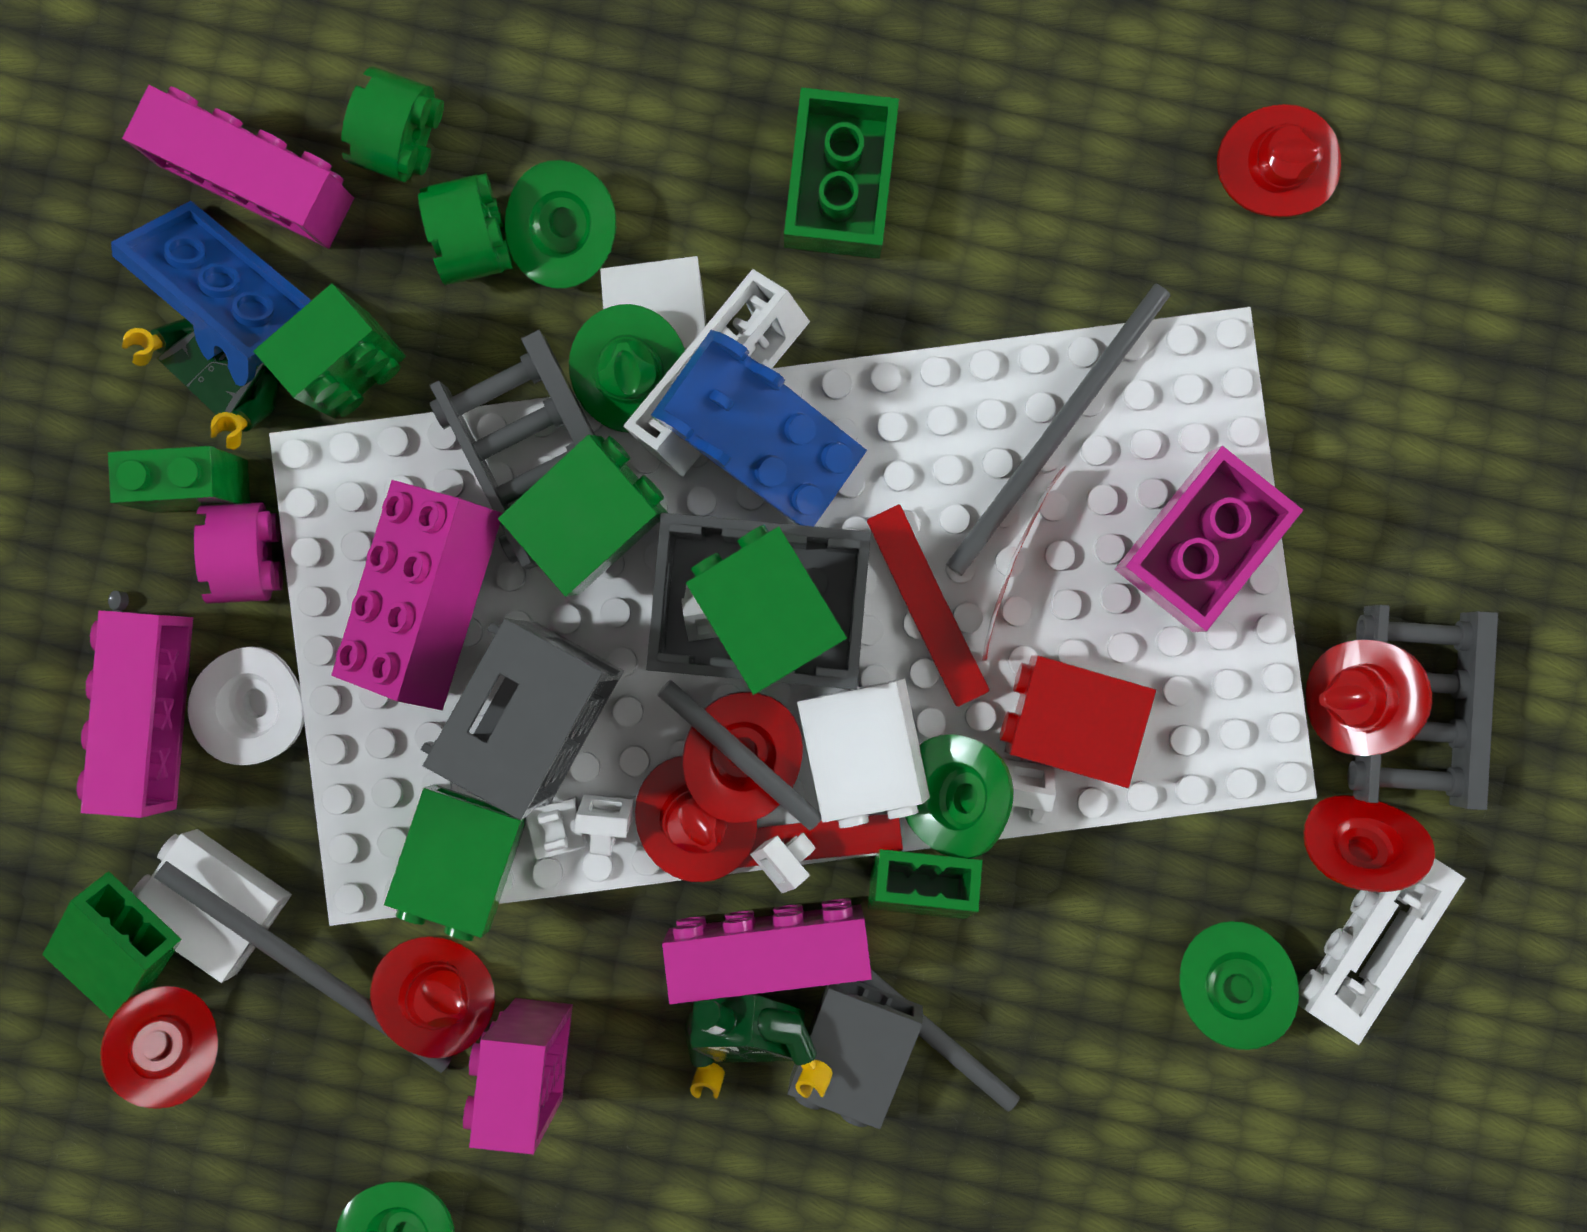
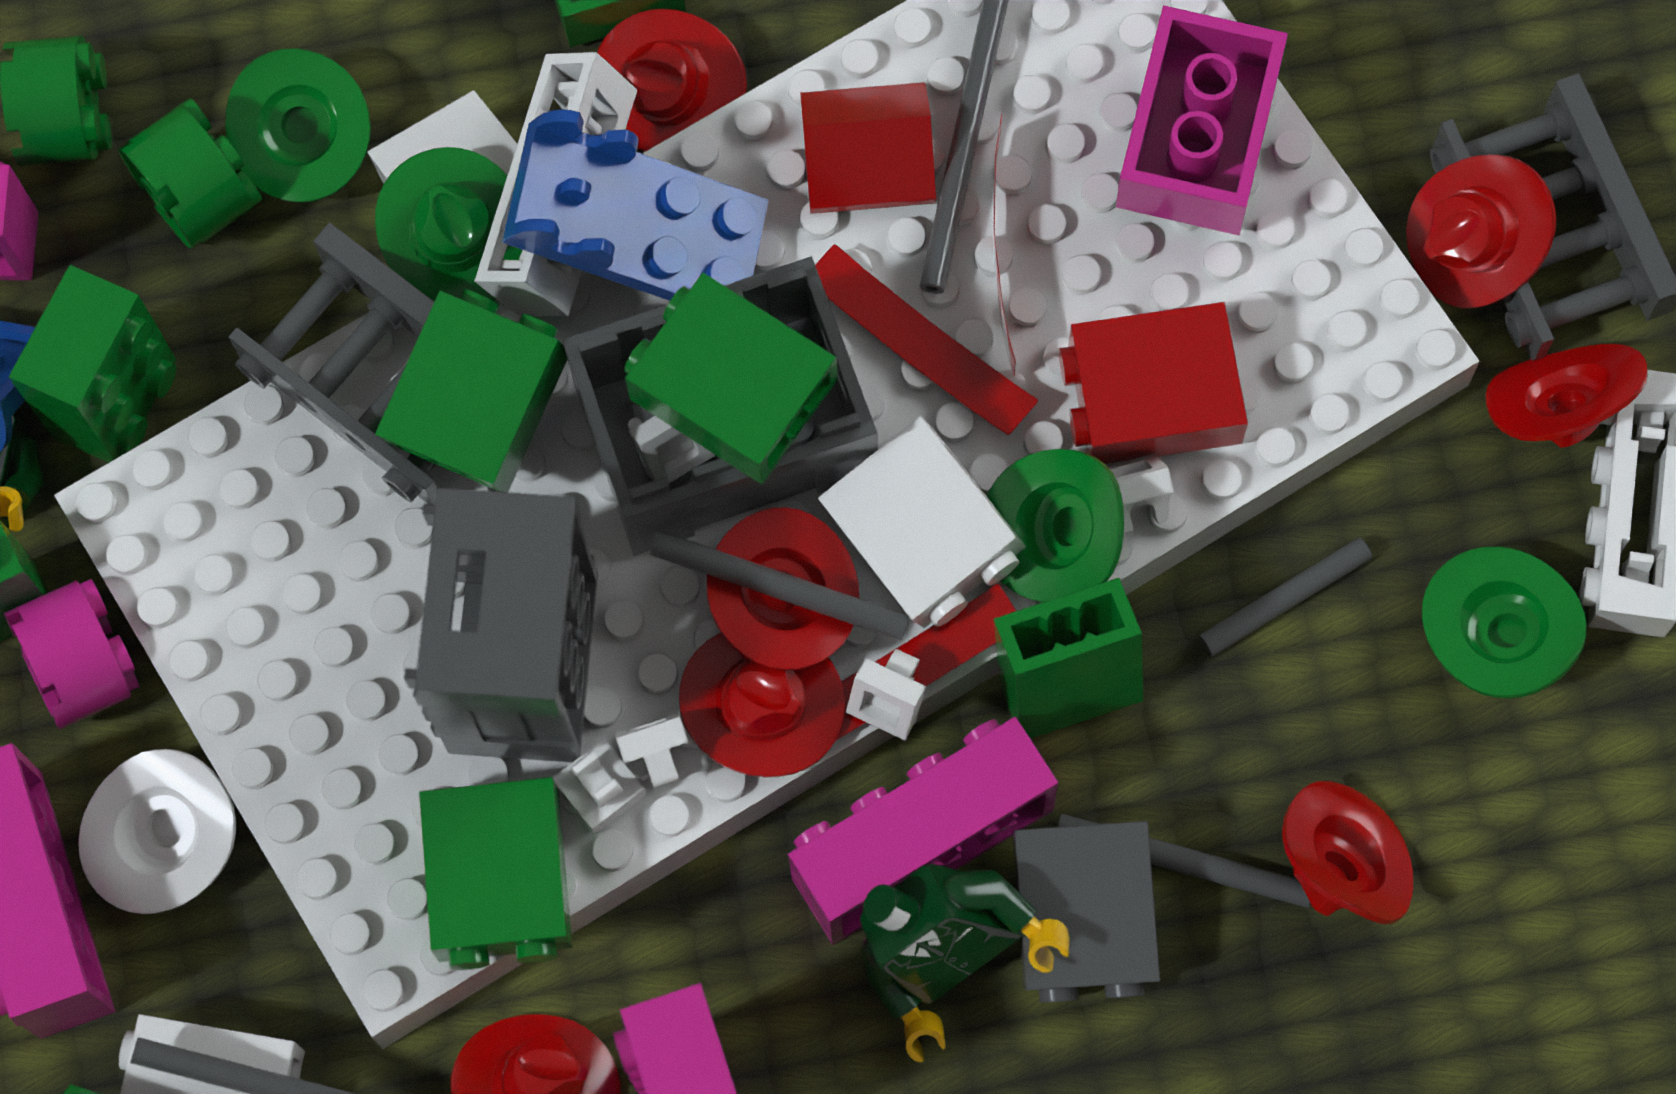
camera: 25 degrees left, 15 degrees down
(416, 595) = (315, 573): dark pink brick -> none
(848, 305) = (679, 71): none -> red hat
(959, 440) = (868, 147): none -> red slope
(1051, 1098) = (1347, 853): none -> red hat
(1098, 889) = (1285, 597): none -> dark grey bar

